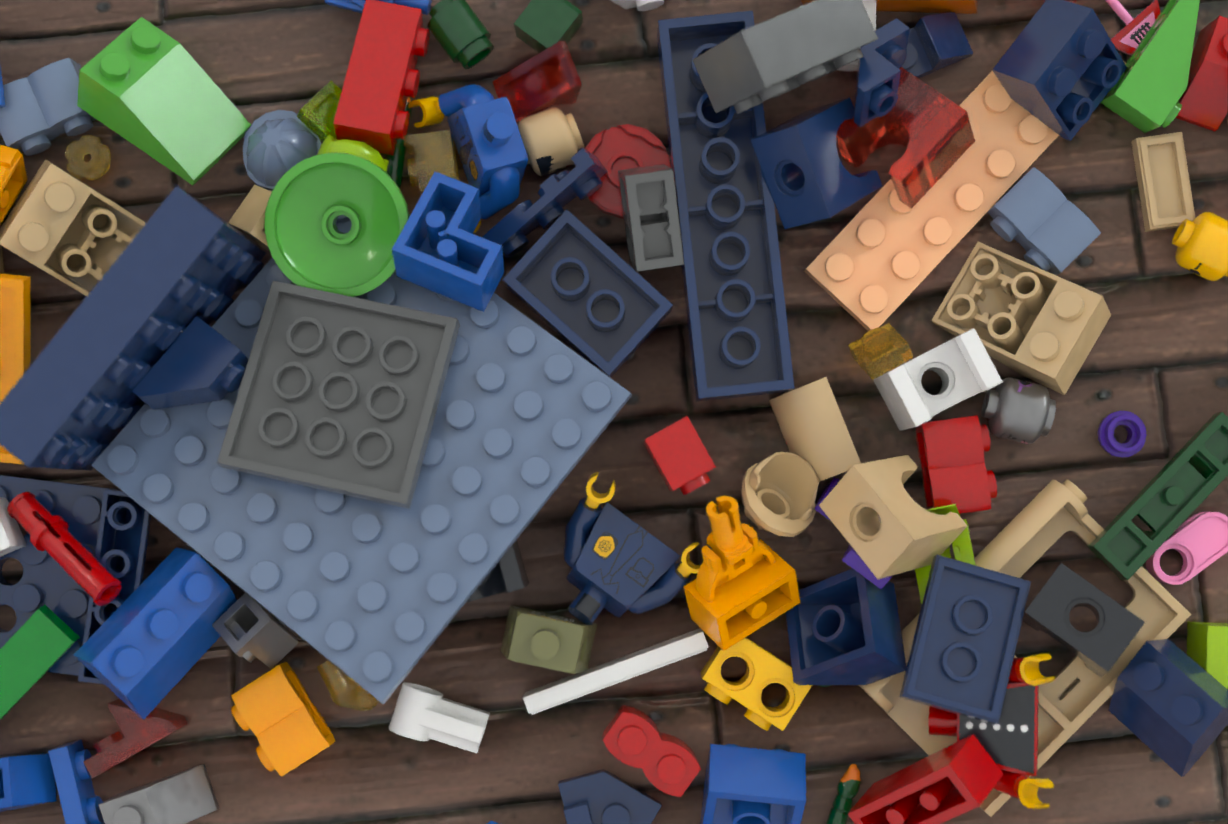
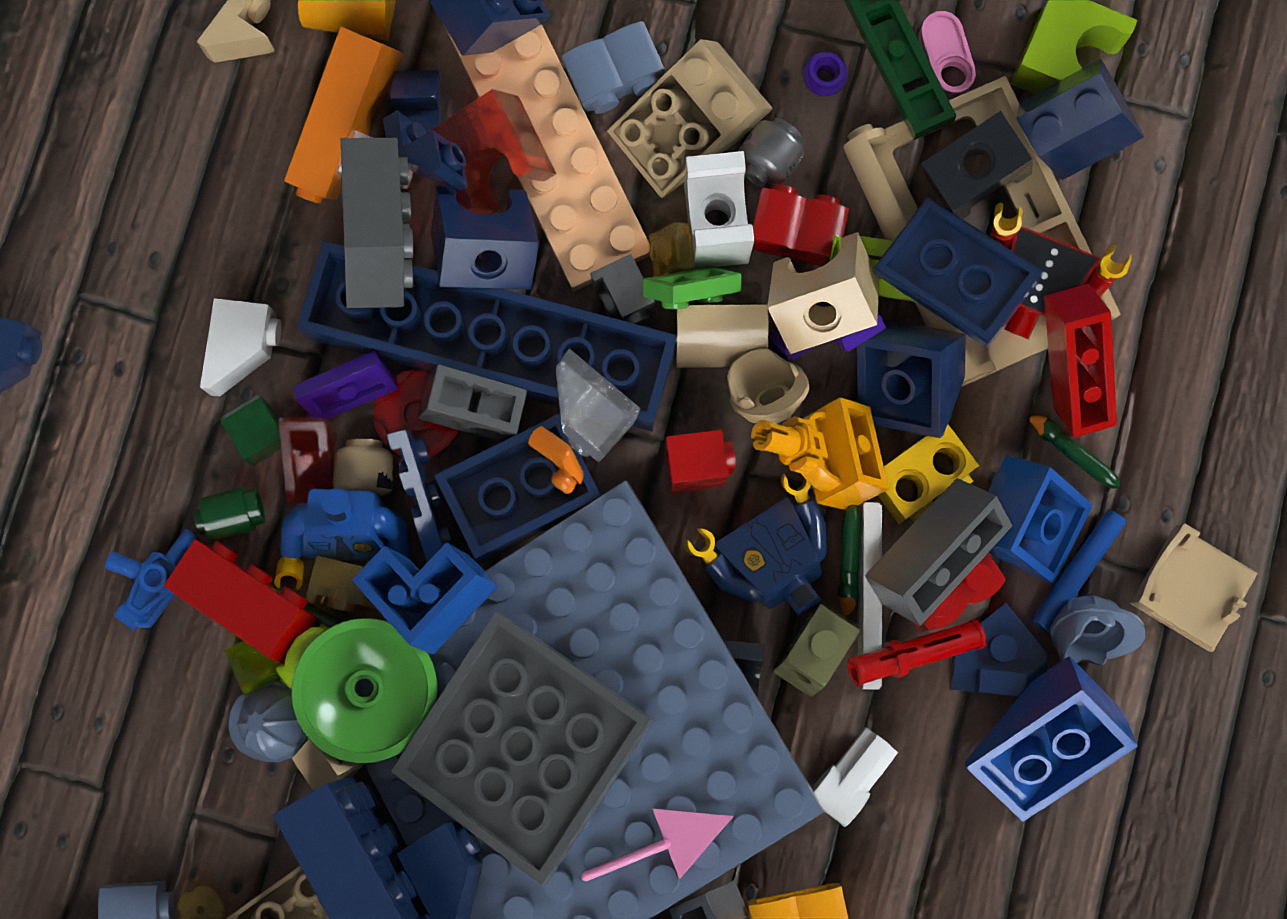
camera: 70 degrees left, 5 degrees down
(160, 101) = (177, 816): slope -> none
(312, 579) = (684, 836): none -> bright pink piece
(345, 690) = (796, 852): clear yellow arm -> none
(564, 721) = (899, 658): none -> red pin
(615, 647) = (848, 590): none -> dark green piece
(622, 91) = (346, 386): none -> dark purple plate
(631, 320) = (561, 455): none -> orange arm
(681, 722) = (938, 551): none -> dark grey brick
(688, 332) = (591, 408): none -> clear slope
(821, 321) = (623, 291): none -> flat silver brick
(856, 390) = (700, 284): none -> bright green plate

